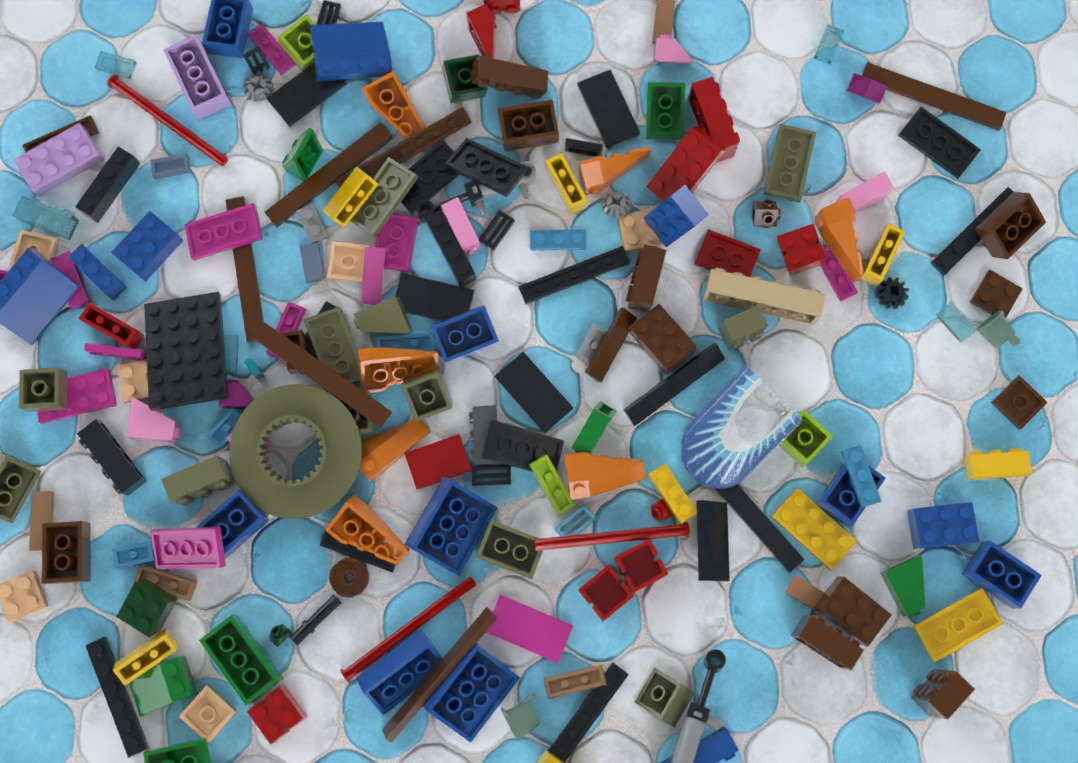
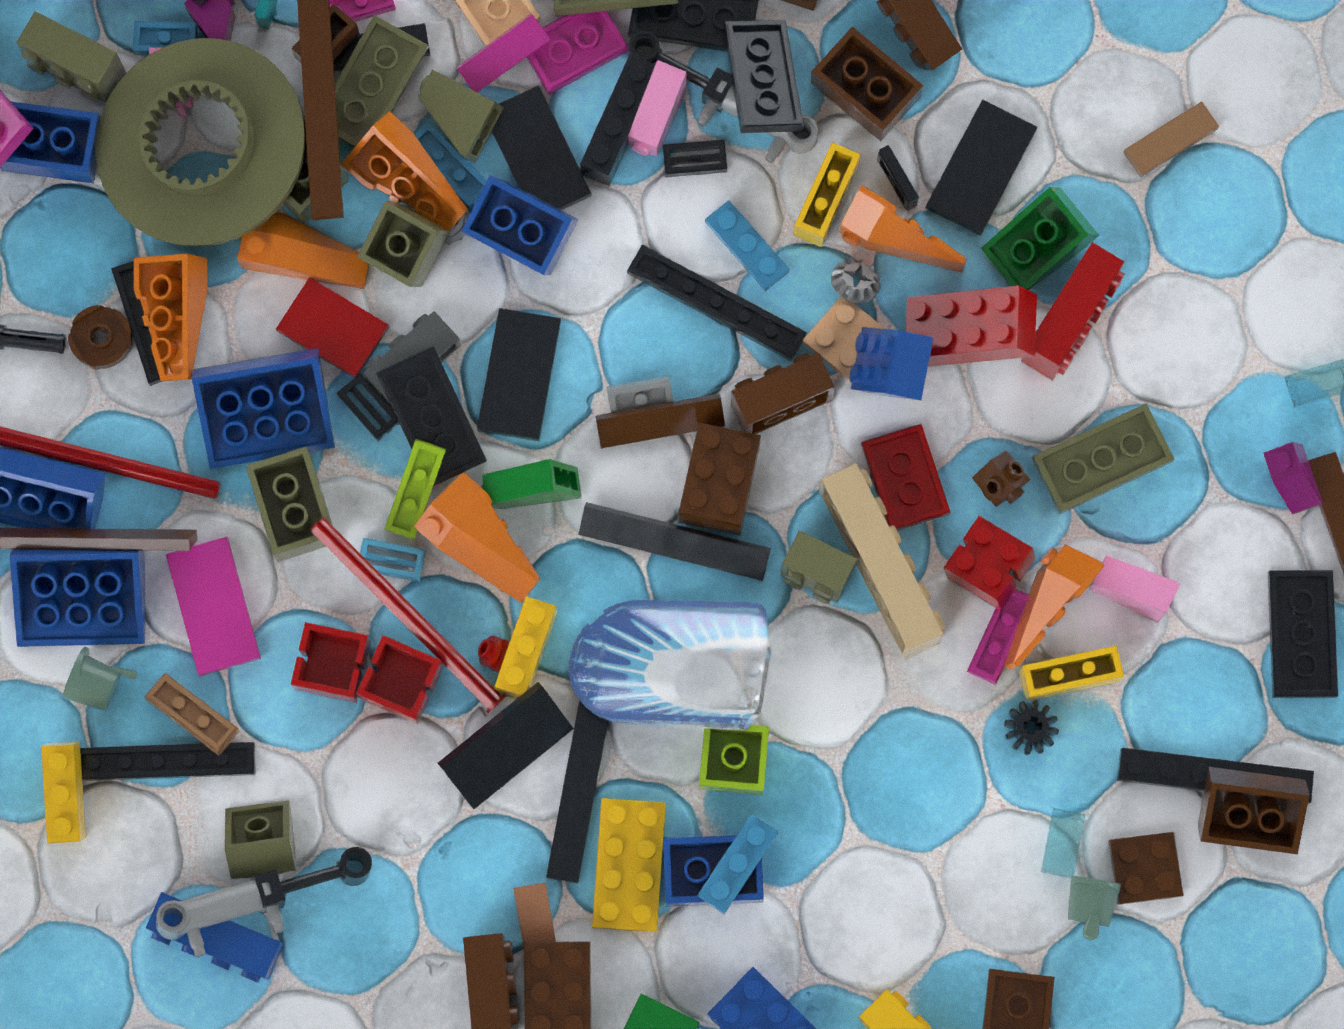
camera: 50 degrees right, 0 degrees up
(670, 51) = (1126, 183): bright pink slope -> none

